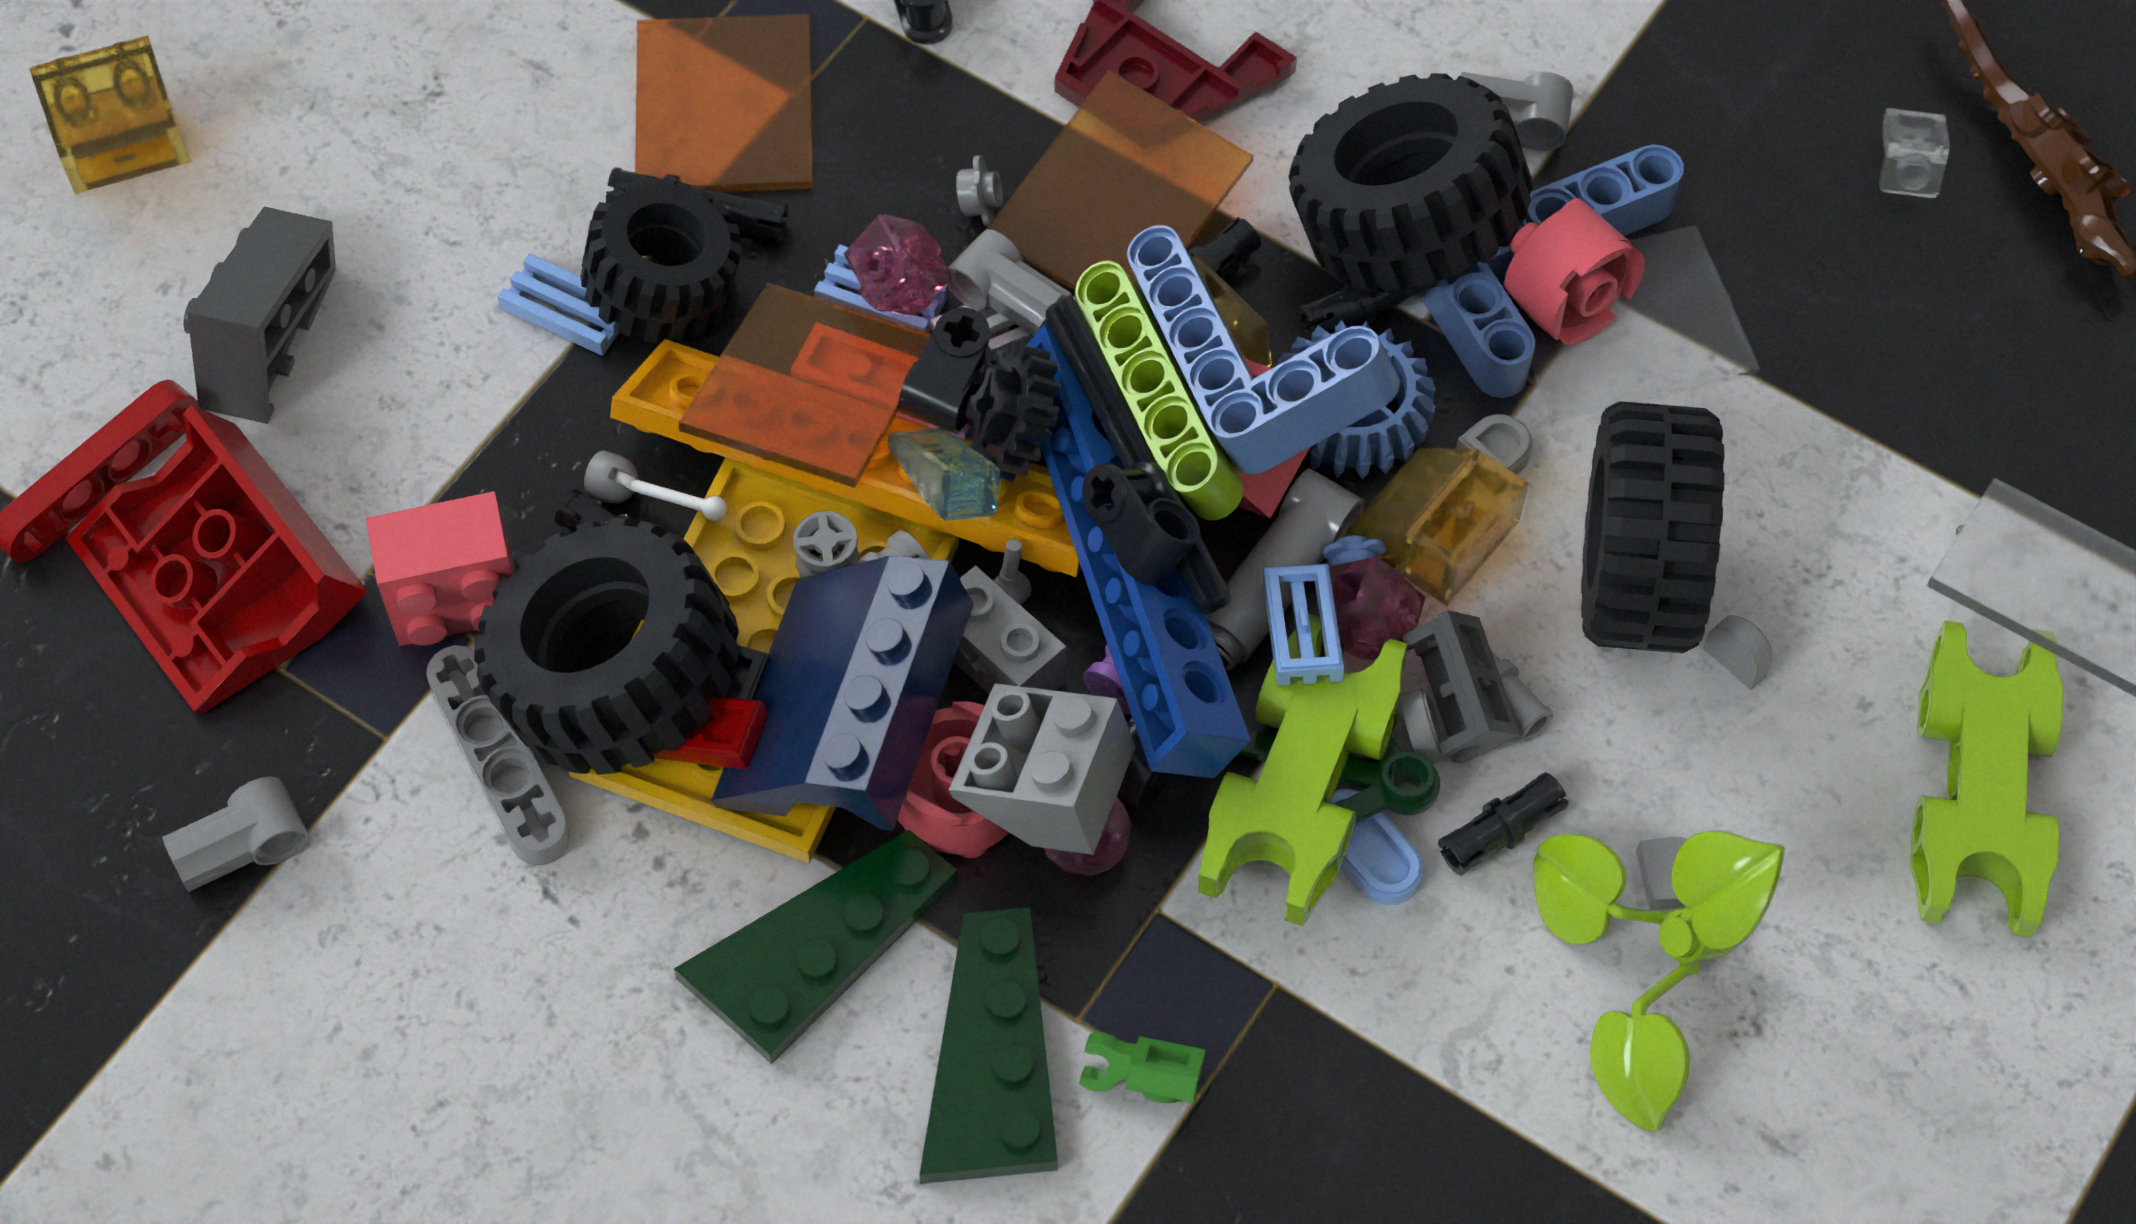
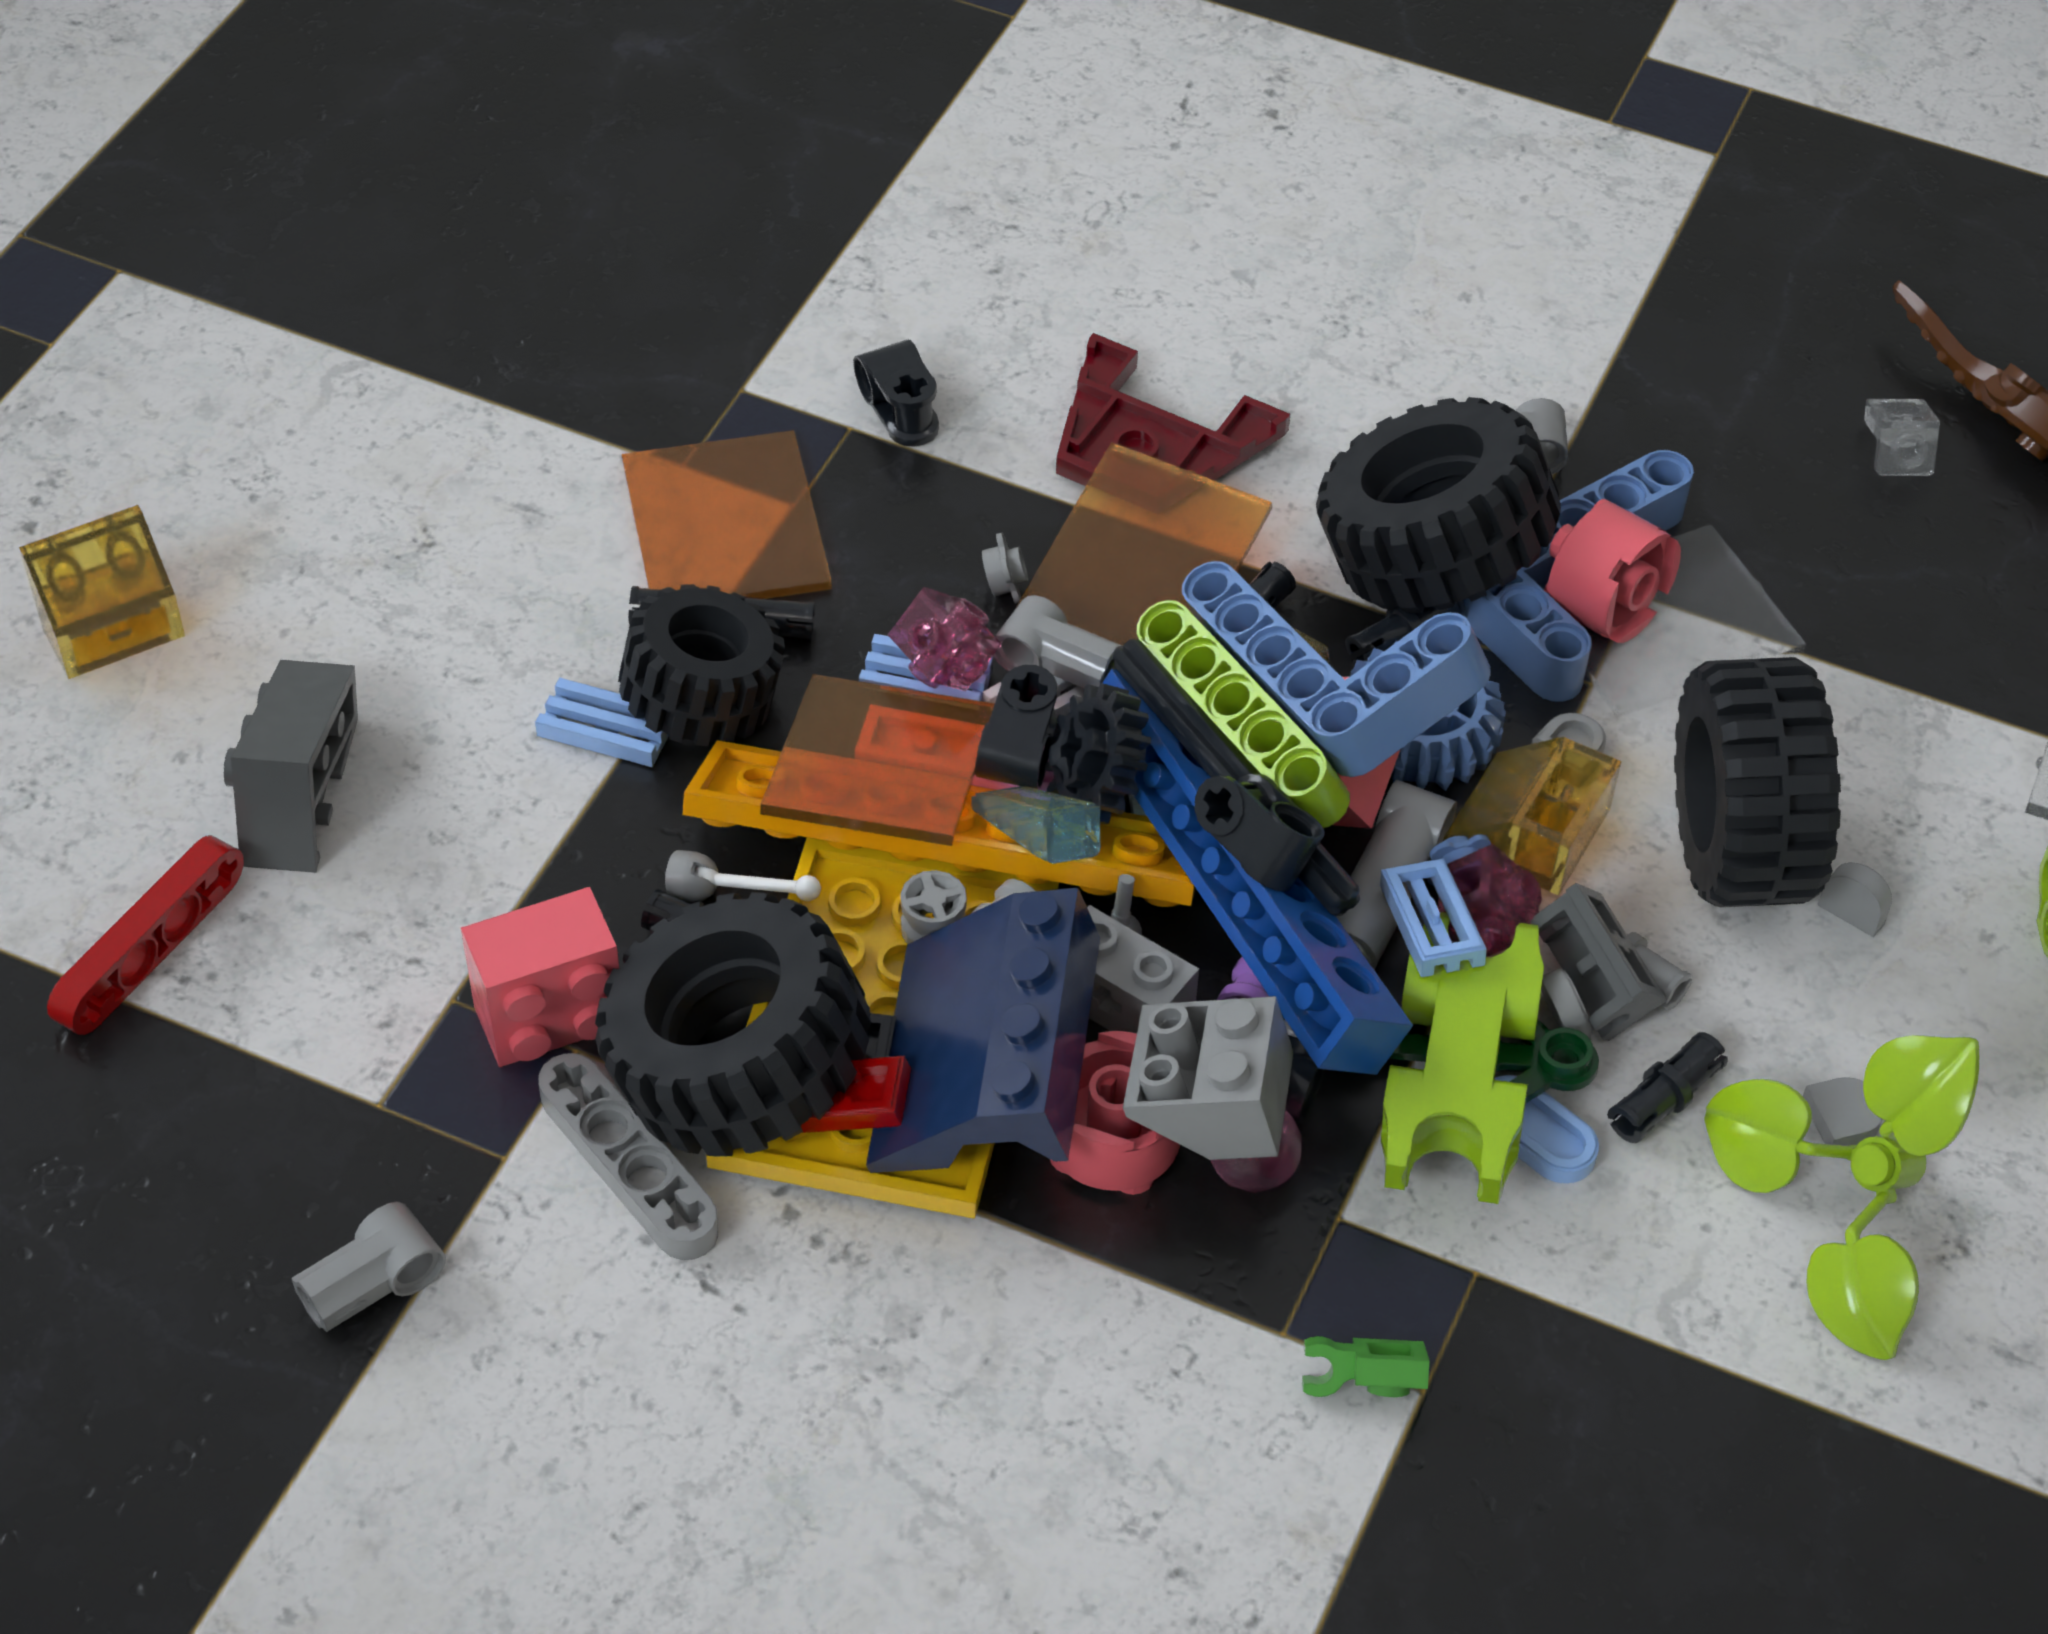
camera: 10 degrees left, 10 degrees down
(215, 564) = (292, 1009): red piece -> none
(807, 952) = (993, 1303): dark green wing -> none
(992, 1069) = (1211, 1394): dark green wing -> none

